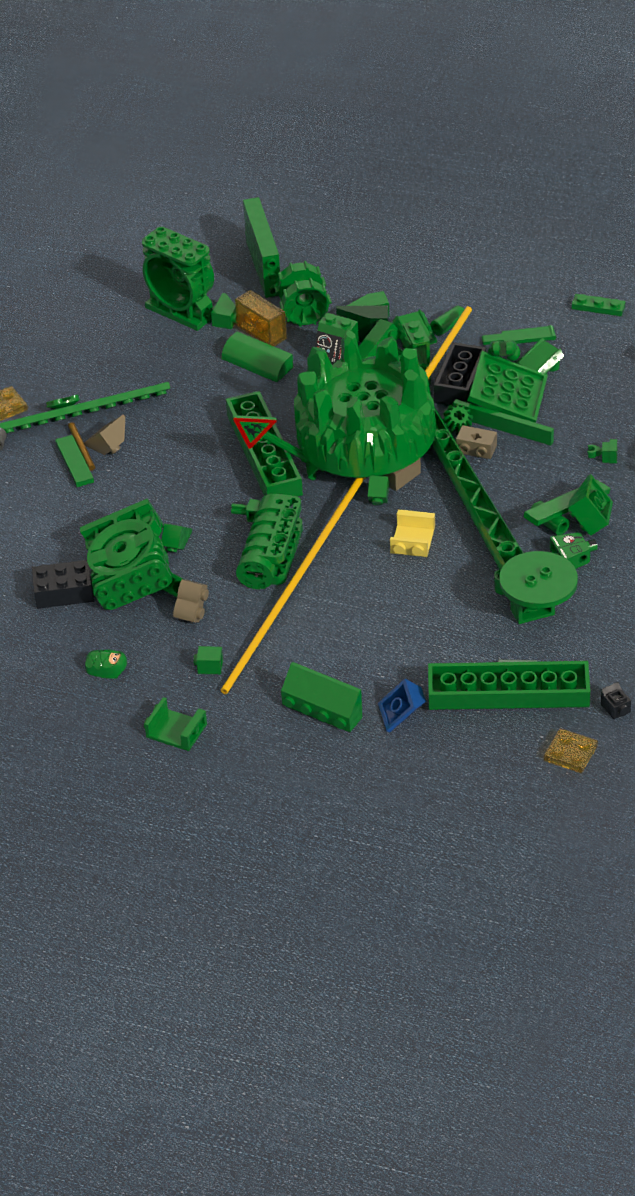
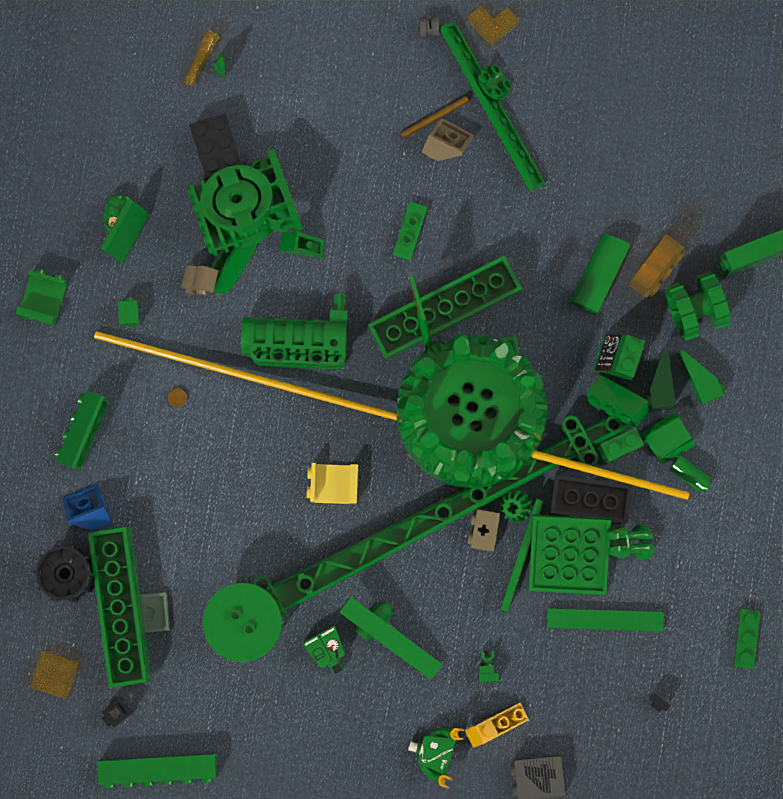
camera: 80 degrees right, 40 degrees up
(74, 461) = (410, 115): green tile -> none
(130, 650) = (125, 231): none -> green tile
(178, 277) = (687, 164): green brick -> none
(184, 469) = (409, 231): none -> green plate
(224, 313) = (673, 223): green slope -> none
(303, 638) = (177, 397): none -> pearl gold piece
(378, 490) = (389, 439): green brick -> none
(467, 716) = (50, 569): none -> black piece
(522, 335) = (680, 558): green piece -> none
(542, 357) = (633, 582): green slope -> none
(569, 382) = (605, 619): none -> green tile
(591, 506) = (387, 664): green slope -> none

